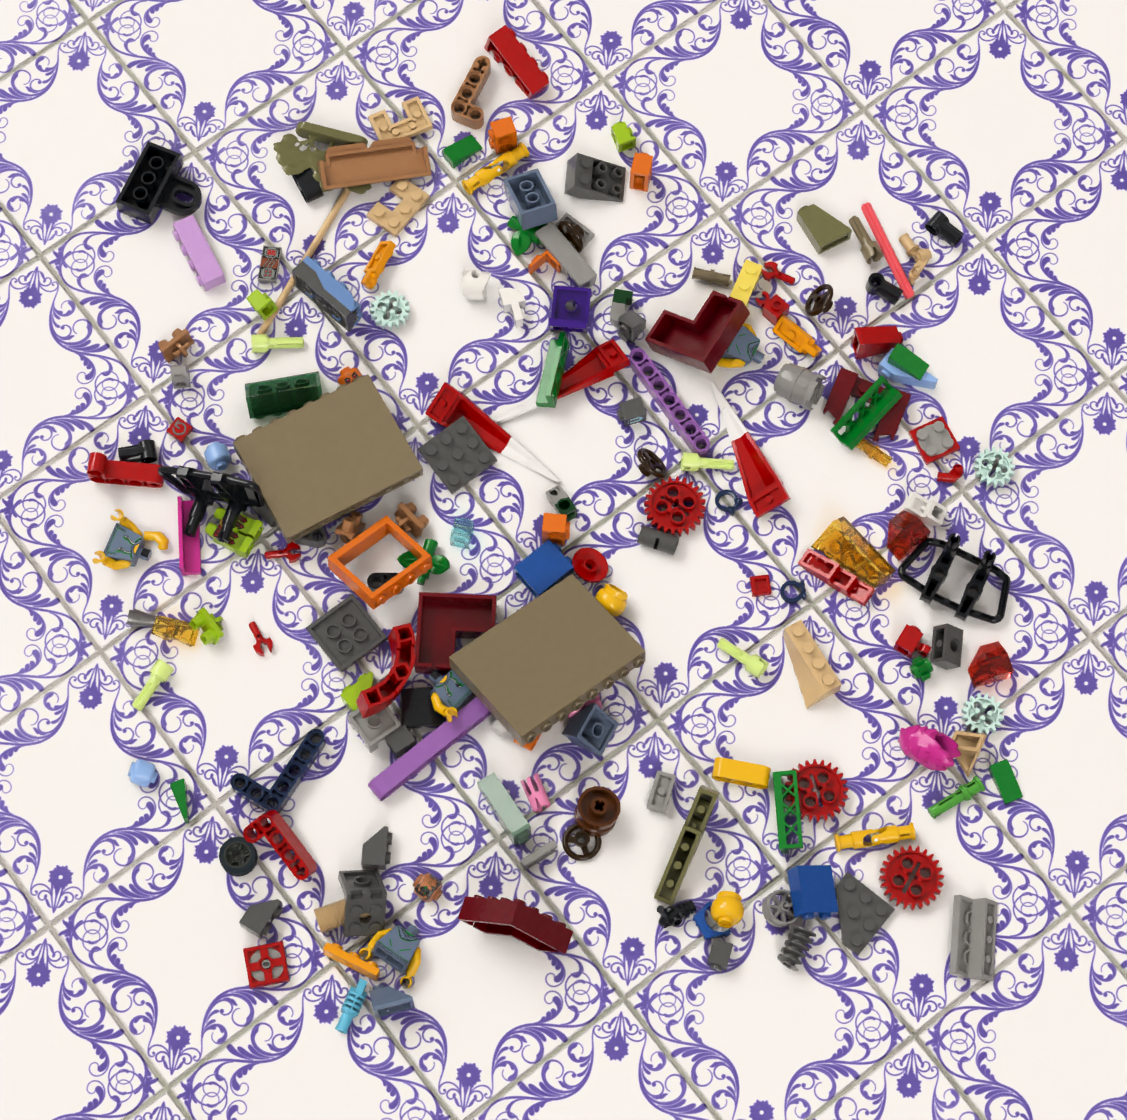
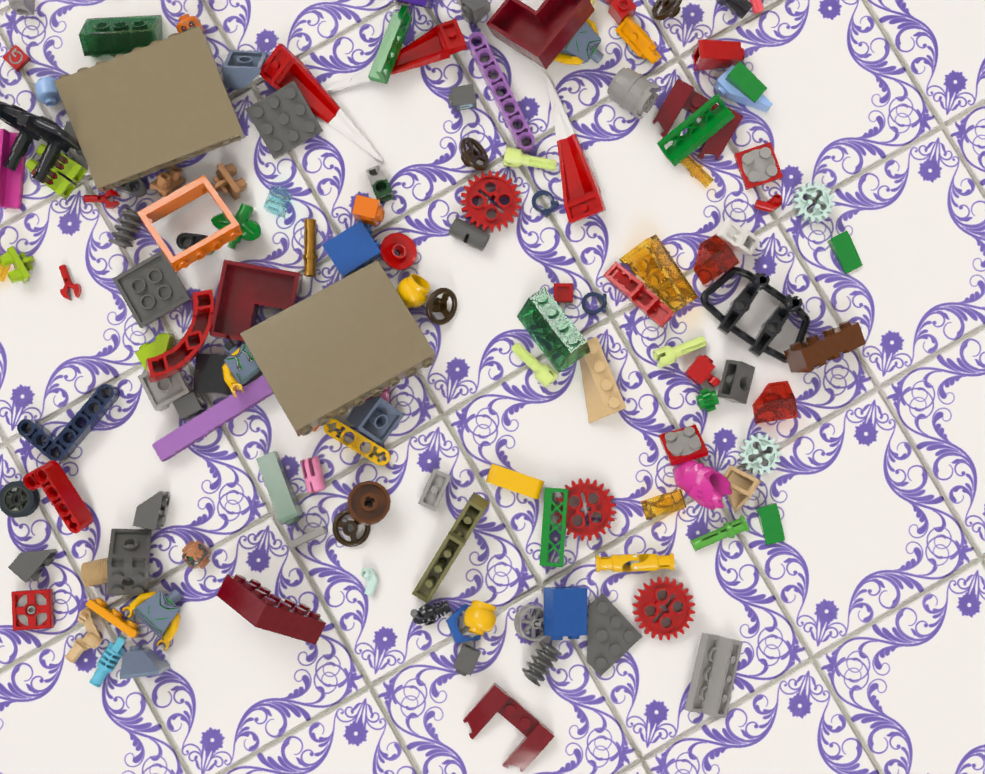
camera: 10 degrees right, 15 degrees up
(312, 577) = (126, 228): none -> dark grey piece
(330, 987) = (90, 640): none -> tan pin
(410, 410) = (242, 68): none -> sand blue slope
(501, 581) = (310, 248): none -> pearl gold pin
(576, 754) = (358, 440): none -> yellow beam
(610, 891) = (371, 579): none -> light aqua arm
(639, 611) = (437, 304): none -> dark brown piece
(756, 618) = (552, 330): none -> clear green slope
(801, 1019) = (536, 733): none -> dark red wedge
(875, 630) = (668, 354): none -> yellowish green piece
(894, 776) = (663, 504): none -> clear yellow slope
(904, 714) = (683, 445): none -> piece
(1028, 601) = (826, 347): none -> reddish brown wedge
(1034, 510) = (845, 252): none -> green slope

